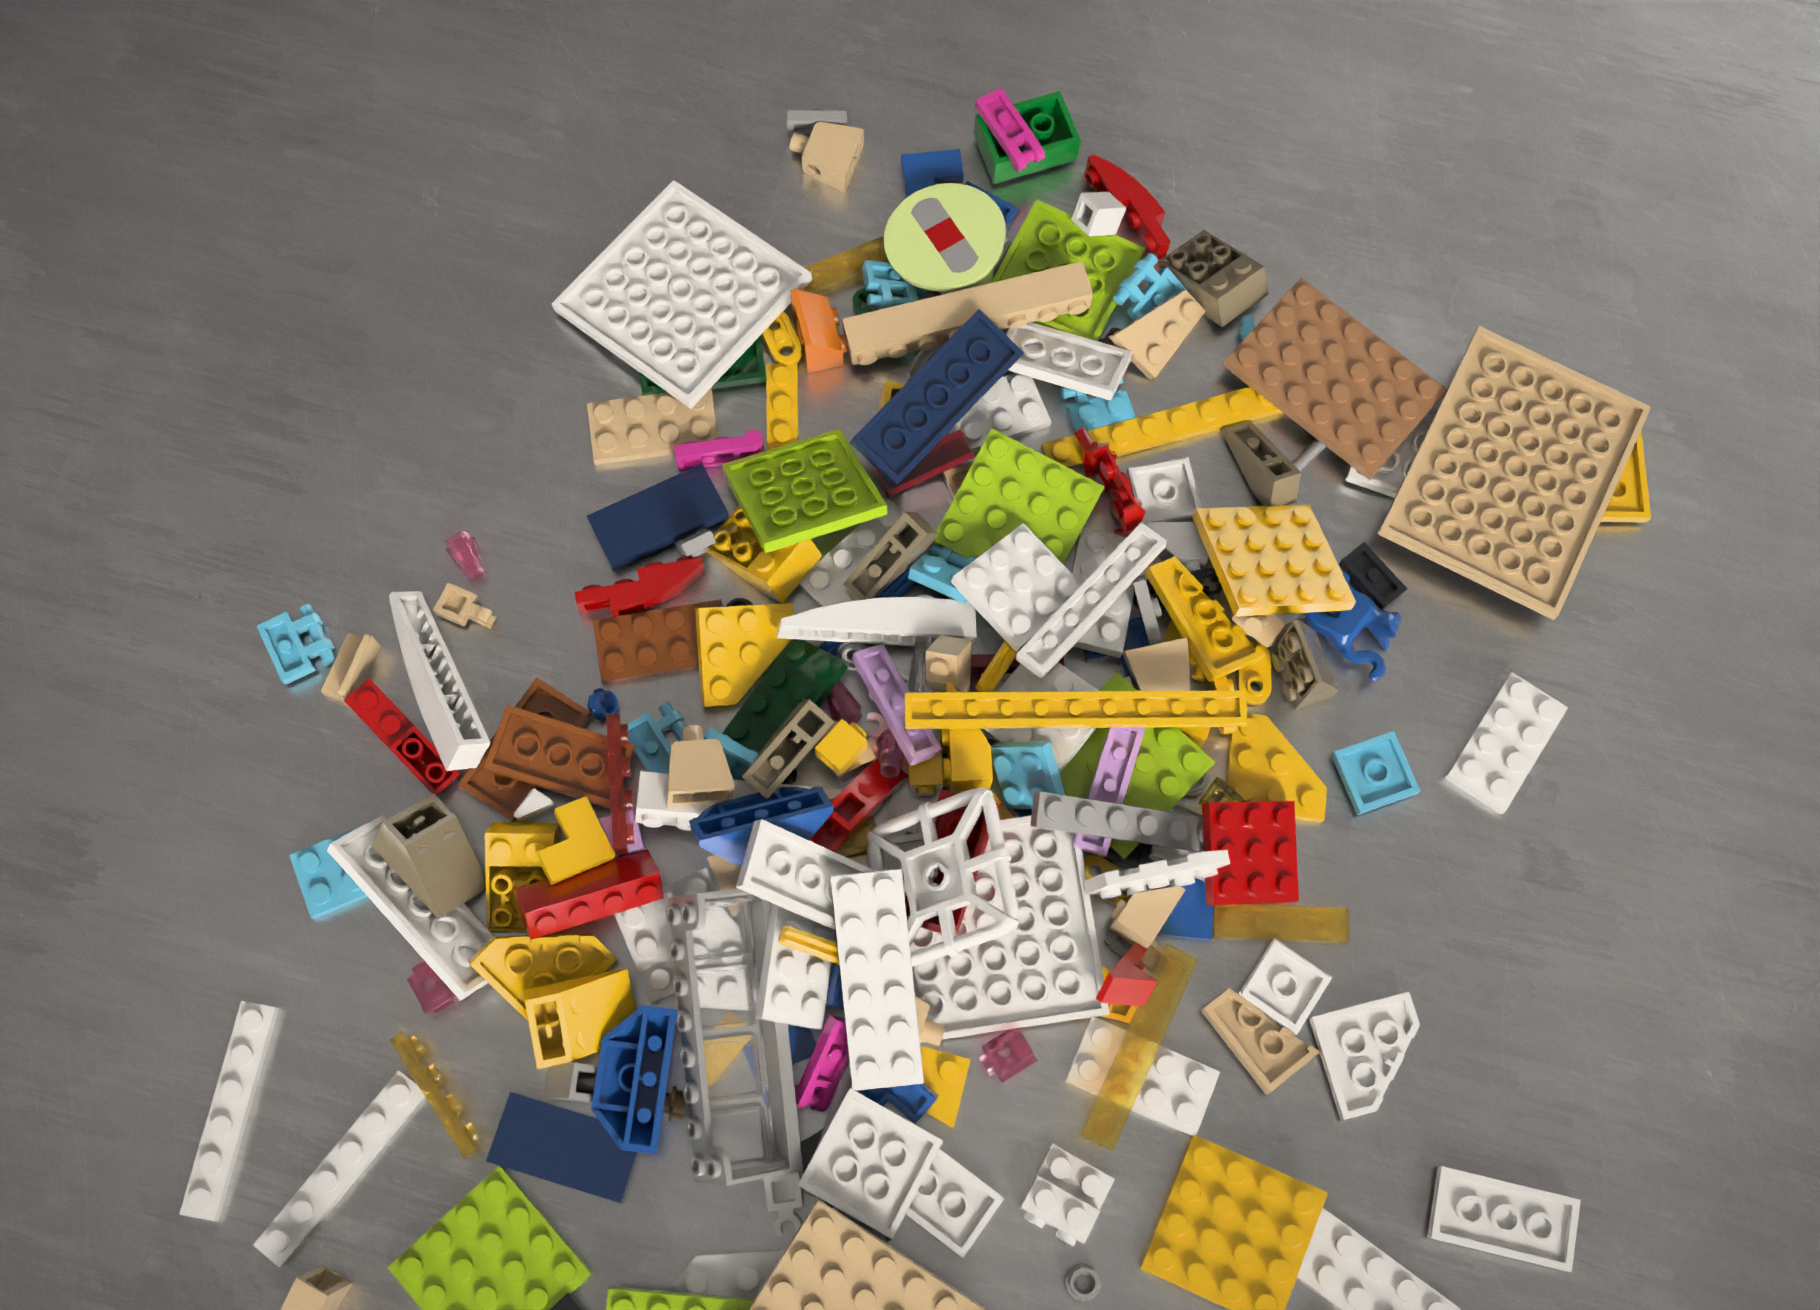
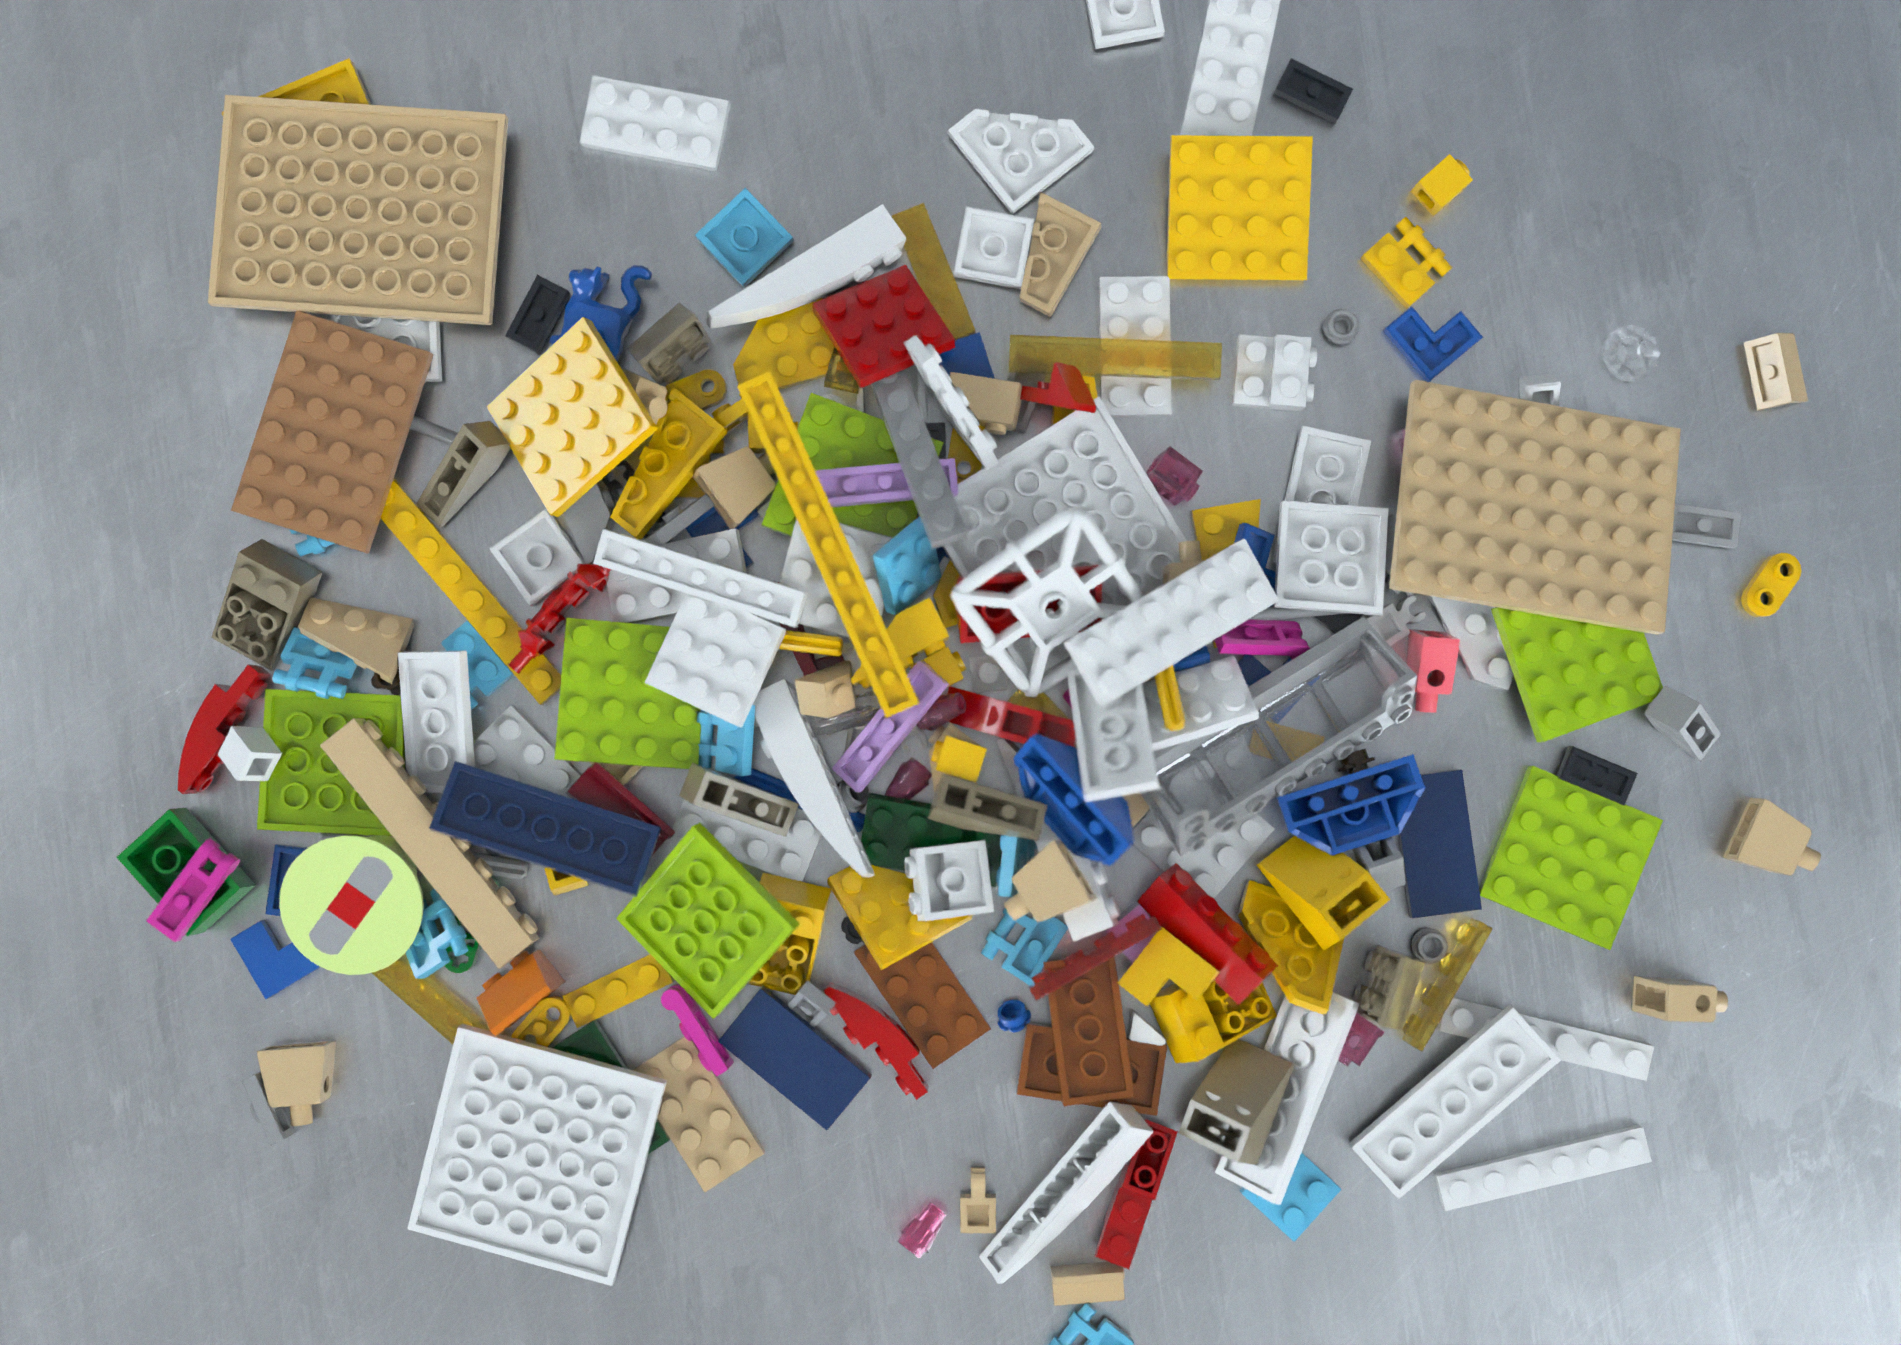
camera: 105 degrees left, 15 degrees up
(331, 1053) = (1454, 1101): none -> white plate
(458, 1037) = (1388, 987): none -> dark tan slope
(470, 1089) = (1440, 946): none -> light grey plate
(737, 1221) = (1435, 653): none -> coral torso
(741, 694) = (949, 881): none -> white plate
(1321, 818) = (817, 272): none -> white slope

